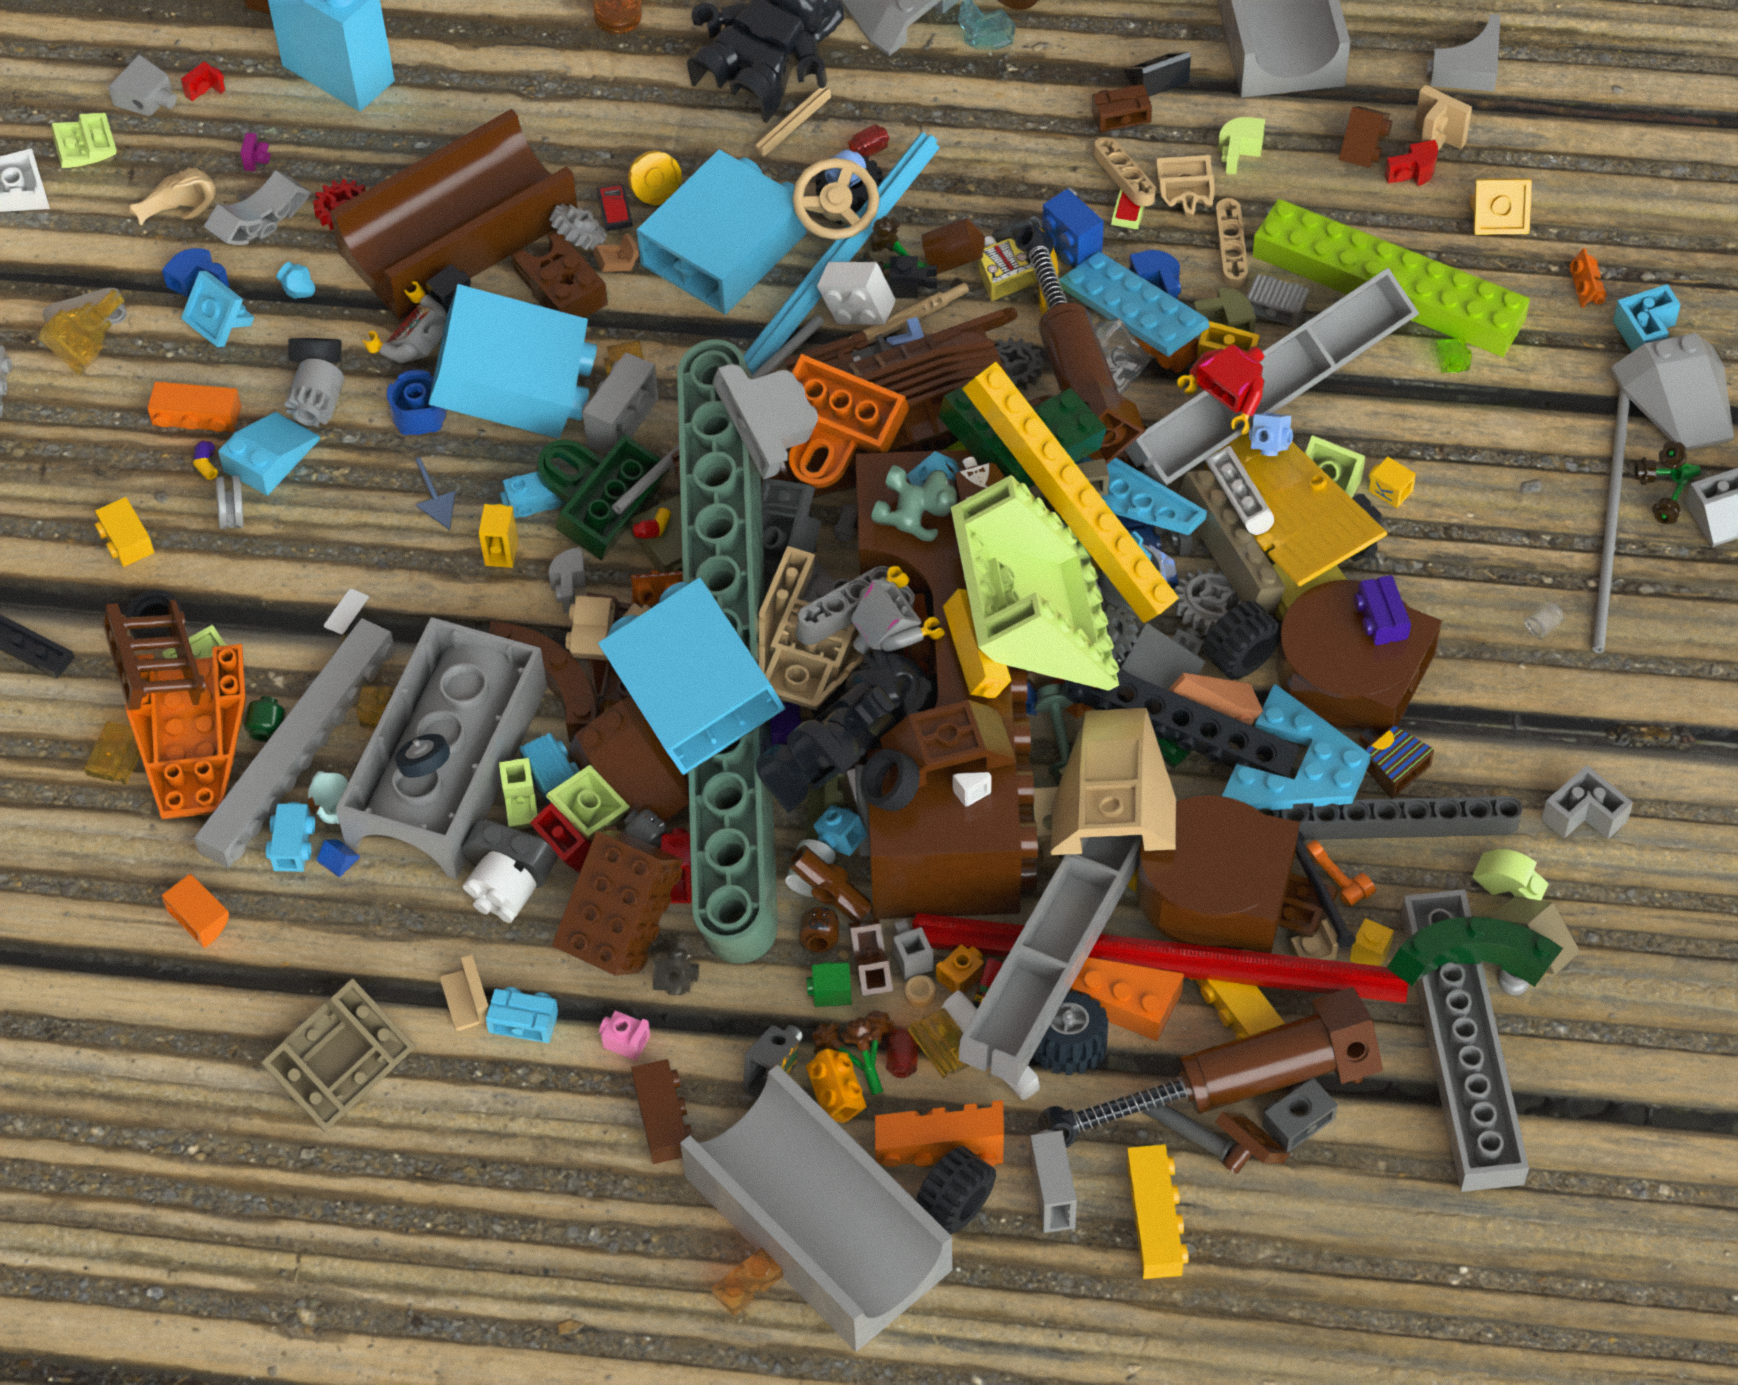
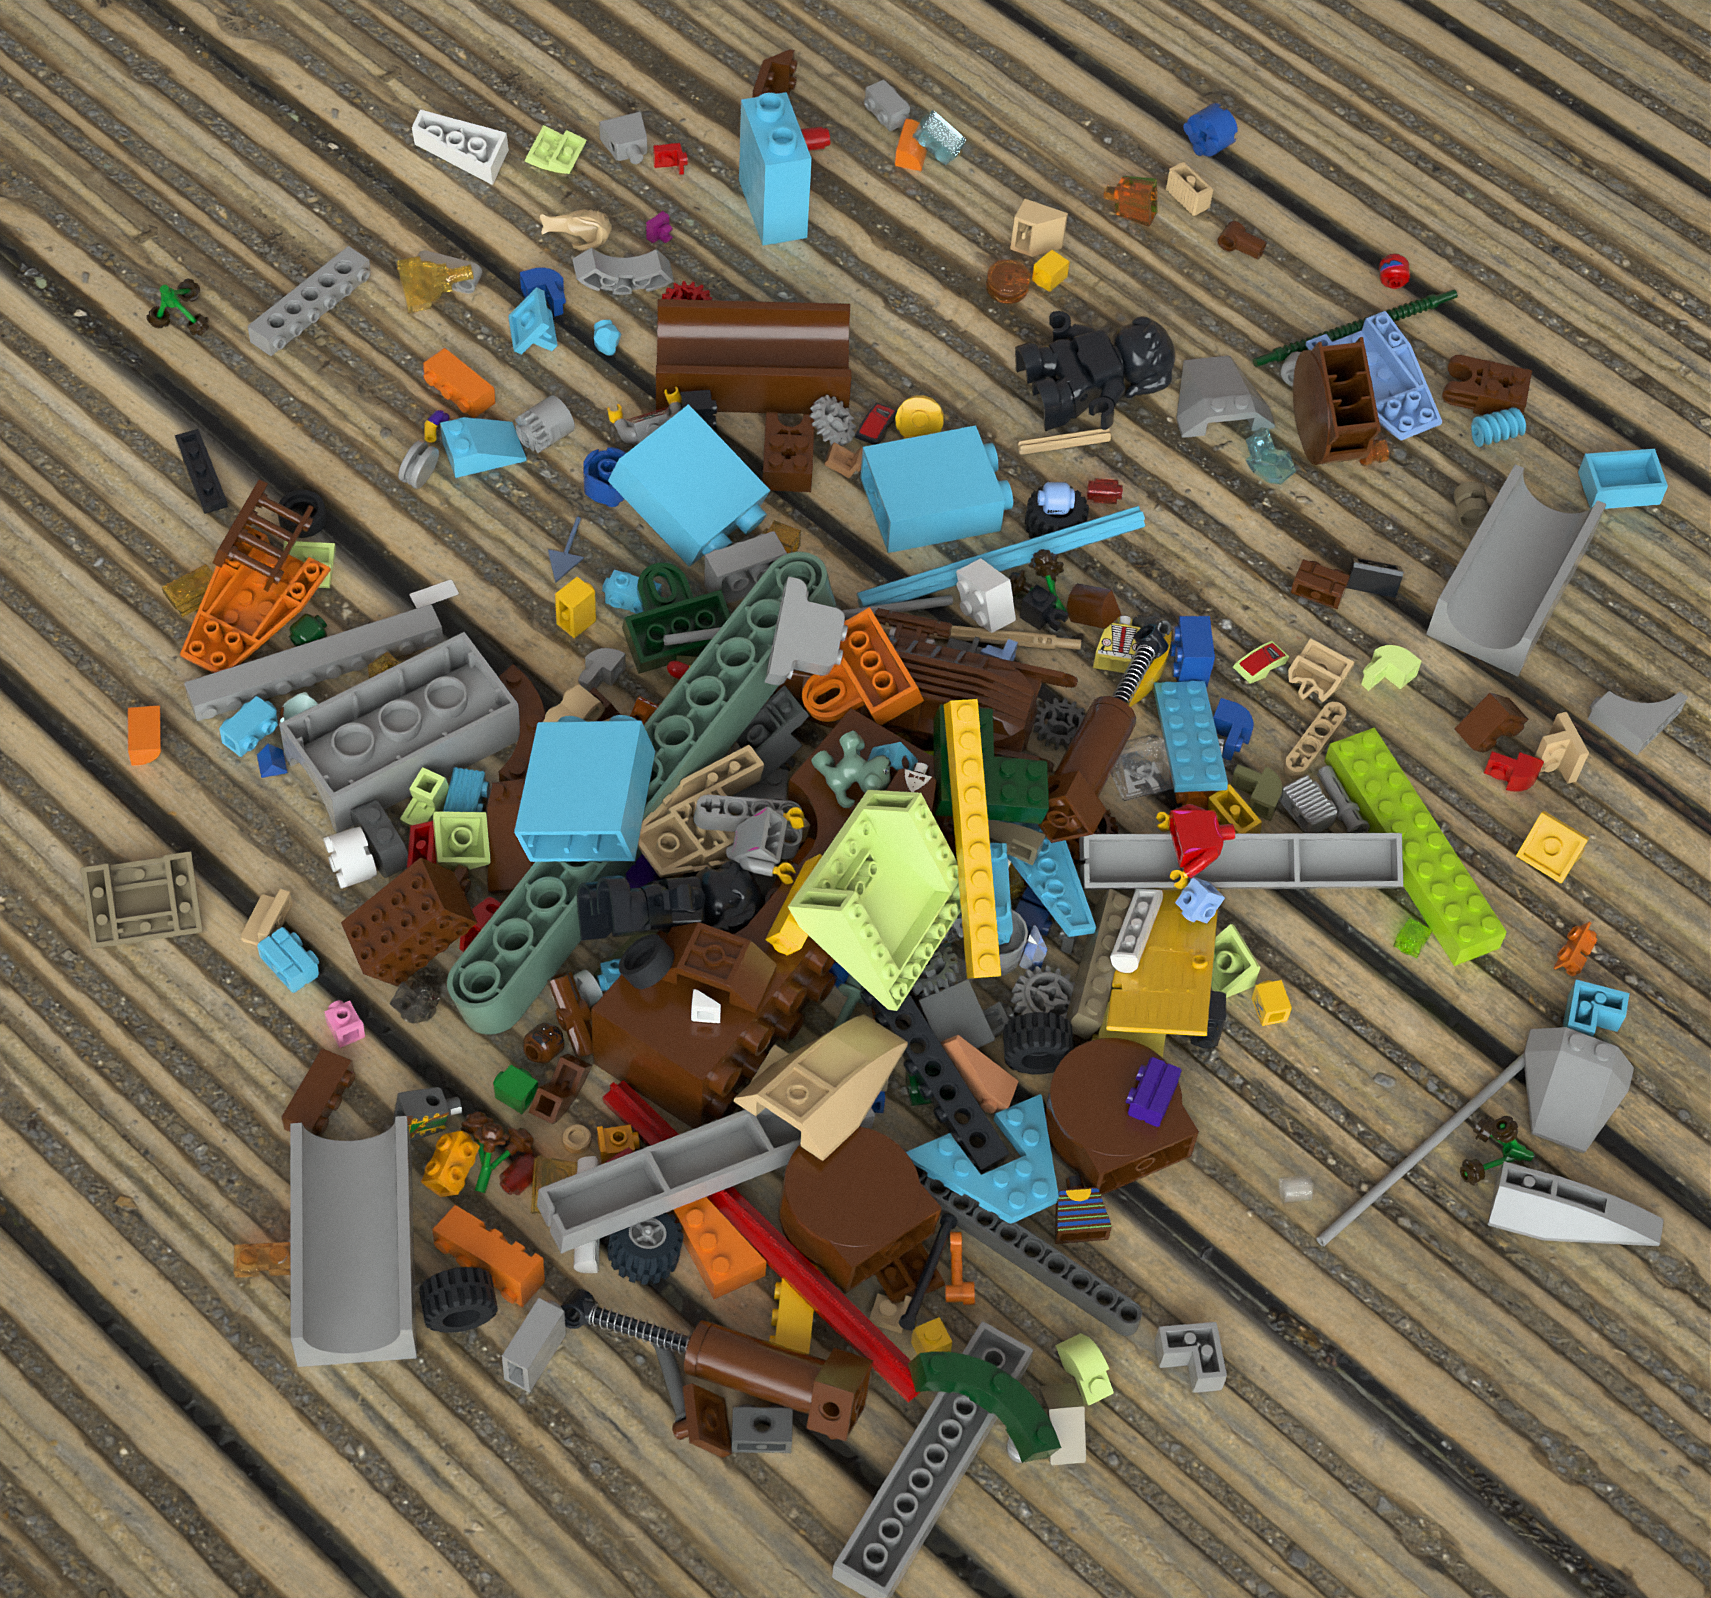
camera: 30 degrees right, 0 degrees up
(123, 531) = (334, 440): yellow brick -> none
(314, 348) = (571, 394): black tyre -> none
(422, 755) = (364, 724): black wheel -> none
(645, 826) = (484, 884): dark grey head -> none
(835, 199) = (1026, 515): tan piece -> none
(911, 950) = (591, 1103): light grey brick -> none
(1129, 169) = (1278, 633): tan beam -> none
(1155, 1211) = (592, 1422): yellow brick -> none
(1317, 286) = (1346, 810): none -> light grey pin

